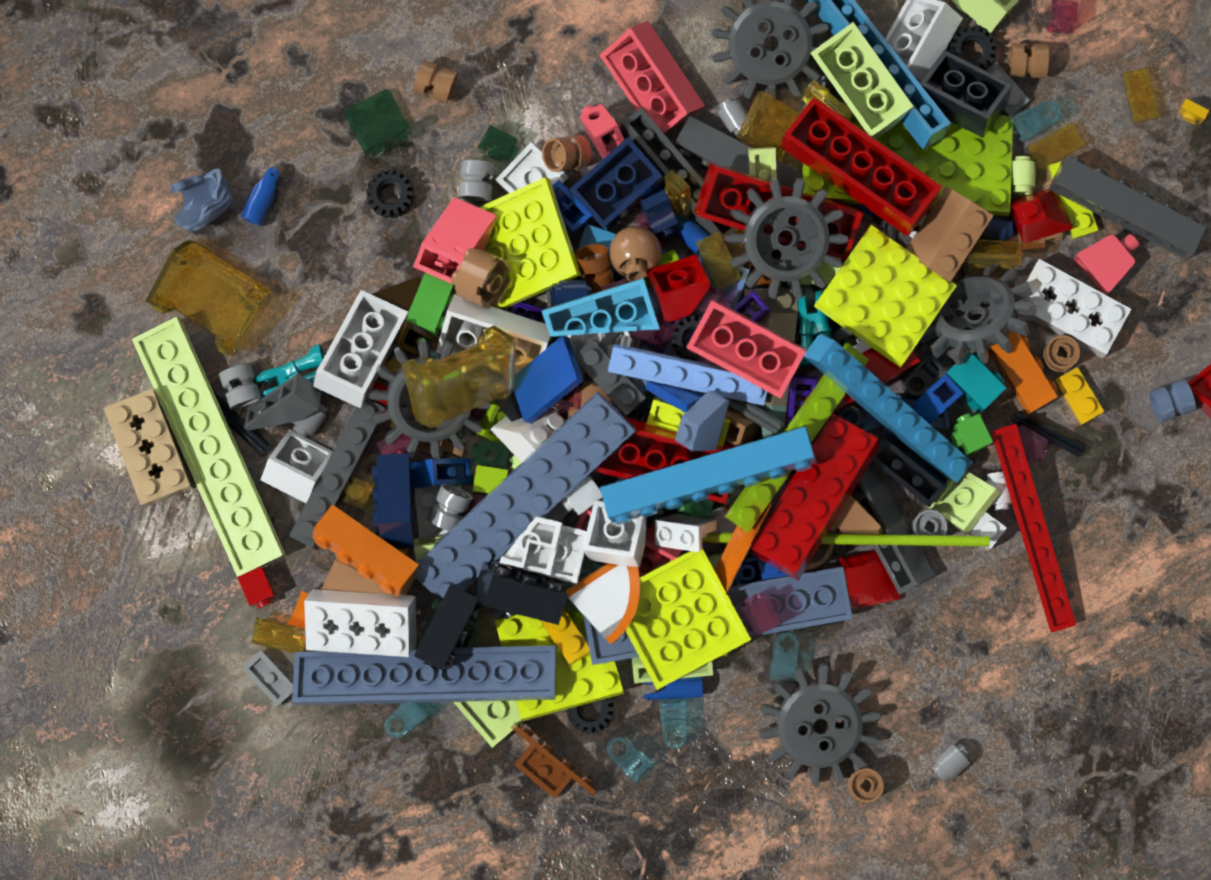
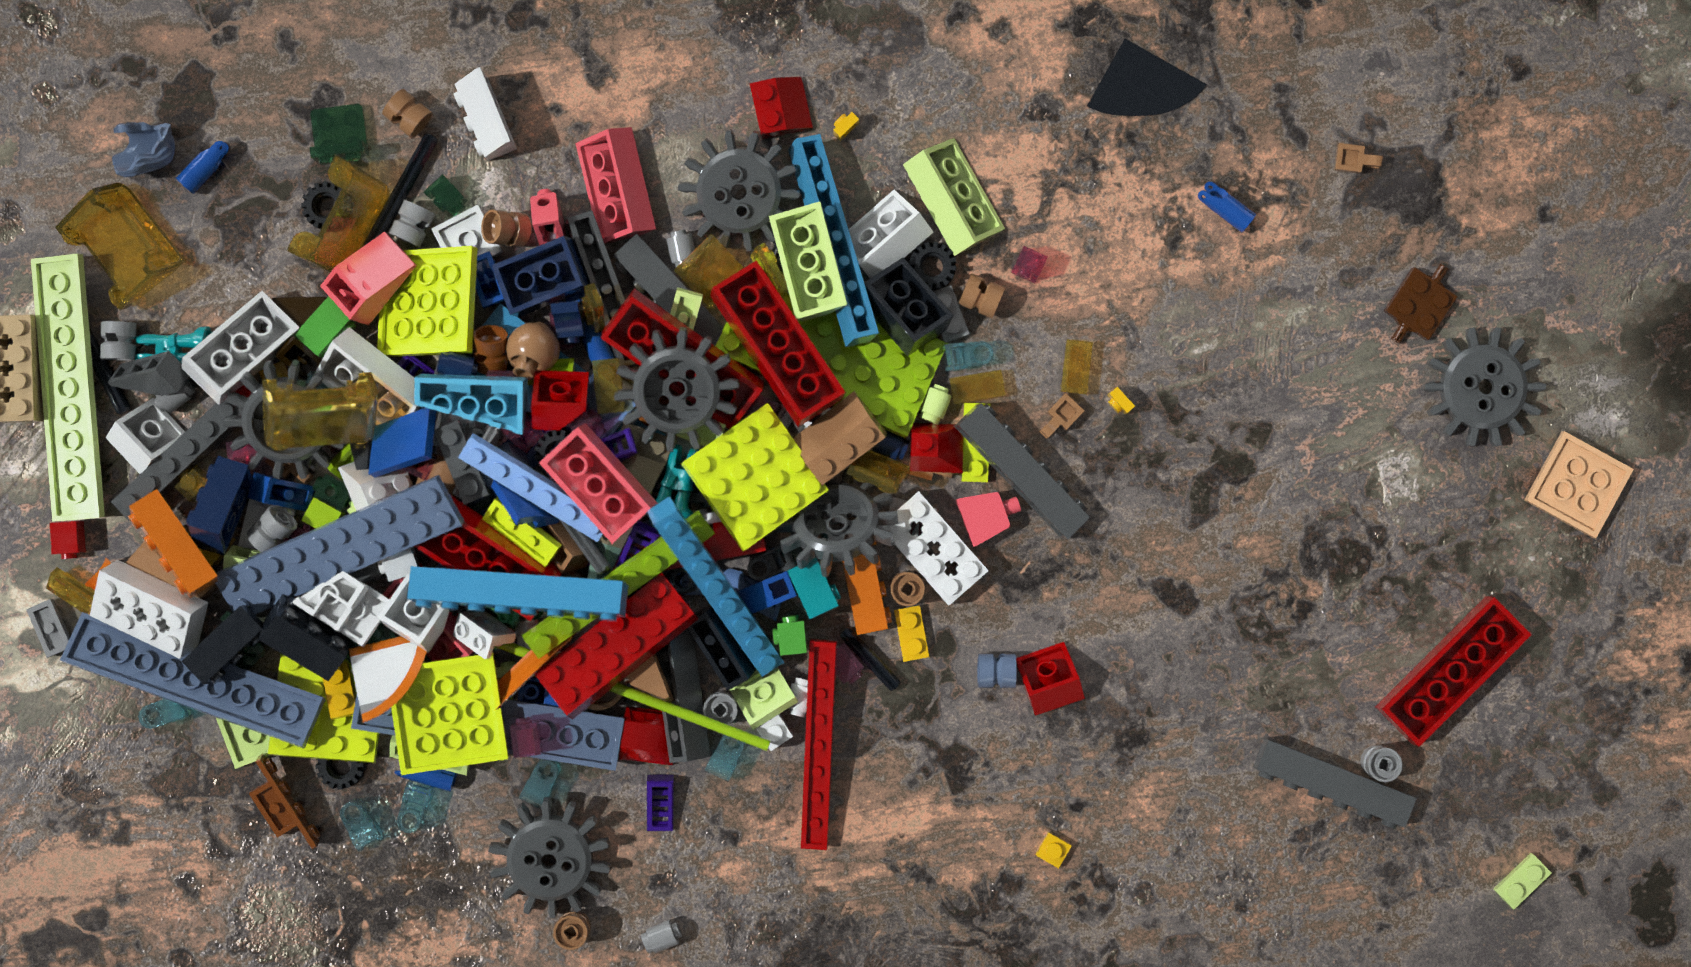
camera: 10 degrees right, 5 degrees up
(420, 199) = (349, 219): none -> clear yellow windscreen
(454, 152) = (403, 186): none -> black axle
(481, 278) = (377, 321): medium nougat brick -> none
(508, 57) = (484, 115): none -> white slope
(703, 423) = (529, 541): sand blue slope -> none
(887, 620) = (660, 780): none -> dark purple slope
(948, 575) = (724, 759): none -> clear light blue piece
(1143, 143) = (1063, 414): none -> medium nougat plate

